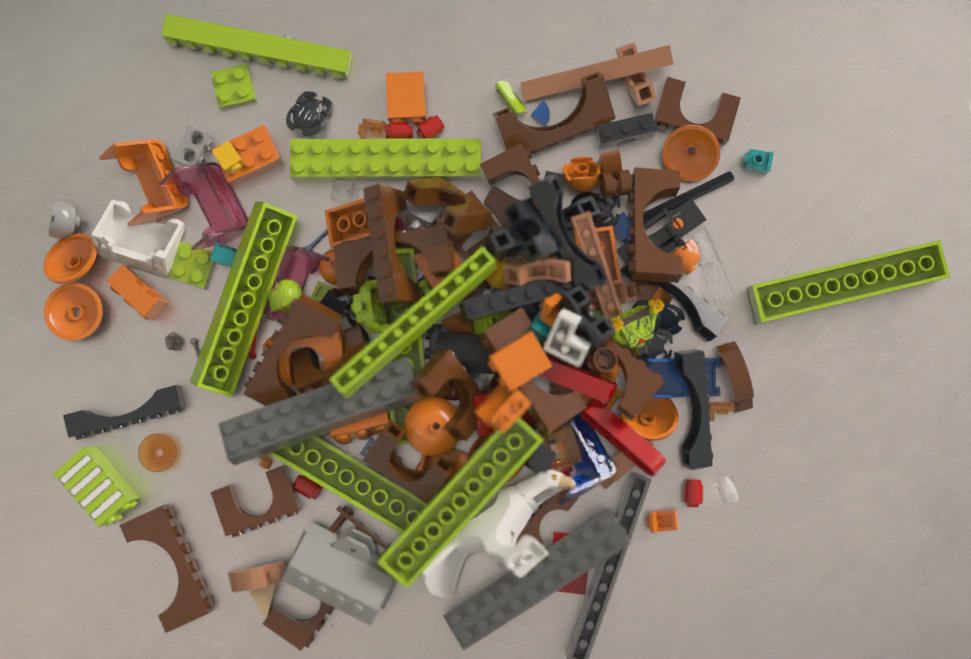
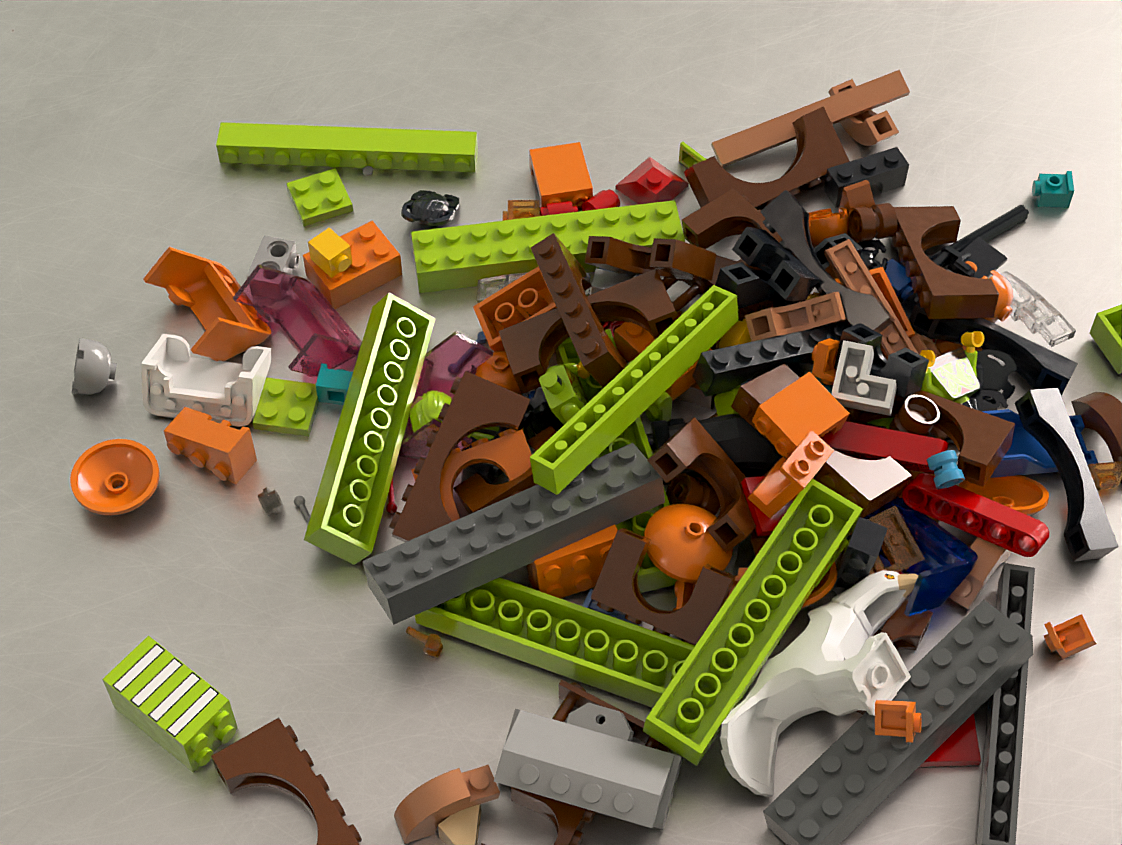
camera: 15 degrees left, 30 degrees down
(70, 258) = (106, 412): orange dish -> none
(148, 452) = (256, 641): clear orange dish -> none
(162, 401) = (262, 582): black arch -> none
(236, 519) = (403, 730): reddish brown arch -> none
(307, 487) = (506, 666): red brick -> none
(456, 325) = (693, 405): dark orange slope -> none
(471, 110) = (651, 183): none -> red slope
(532, 586) = (897, 719): none -> orange bracket
(542, 114) = (748, 173): blue tile -> none
(608, 410) = (945, 469): none -> dark azure wheel
(670, 115) = (982, 164): reddish brown arch -> none
(692, 165) = (968, 169): orange dish -> none
(693, 493) = (1101, 592): red brick -> none

